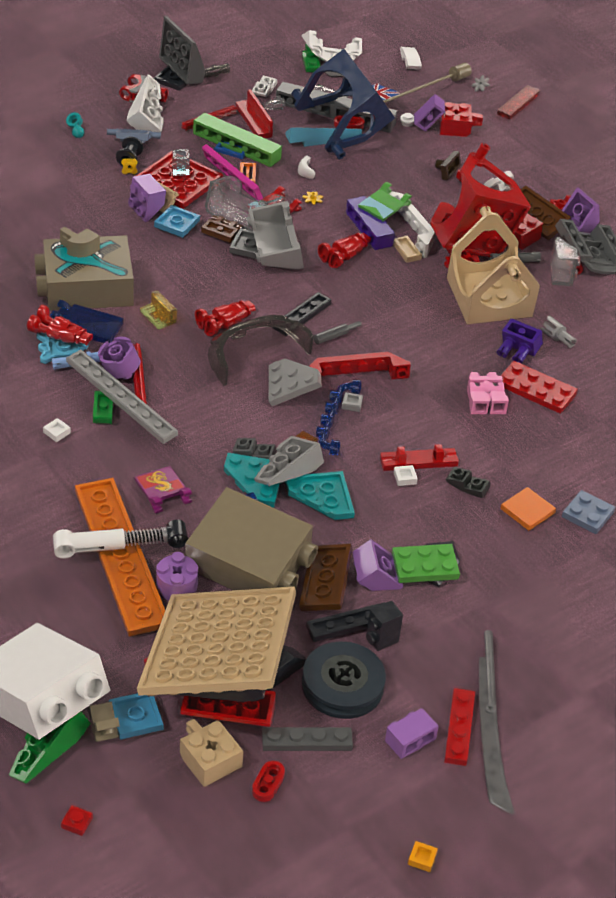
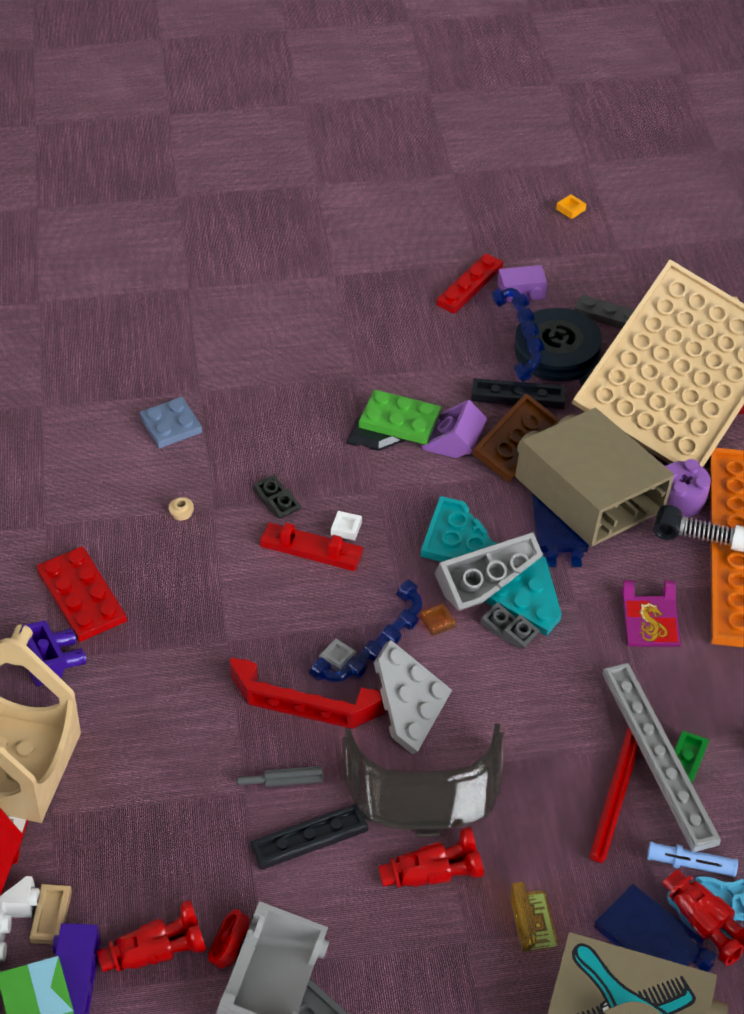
camera: 150 degrees left, 5 degrees up
(119, 357) = (640, 813): medium lavender brick -> none
(310, 259) = (228, 939): none -> red plate
(353, 631) = (528, 329): none -> clear blue bar
(384, 625) = (493, 358): black brick -> none
(486, 393) = (159, 596): bright pink hips -> none
(494, 772) = (462, 248): flat silver piece -> none
(524, 454) = (181, 508): none -> tan plate
(528, 508) = (234, 447): orange tile -> none

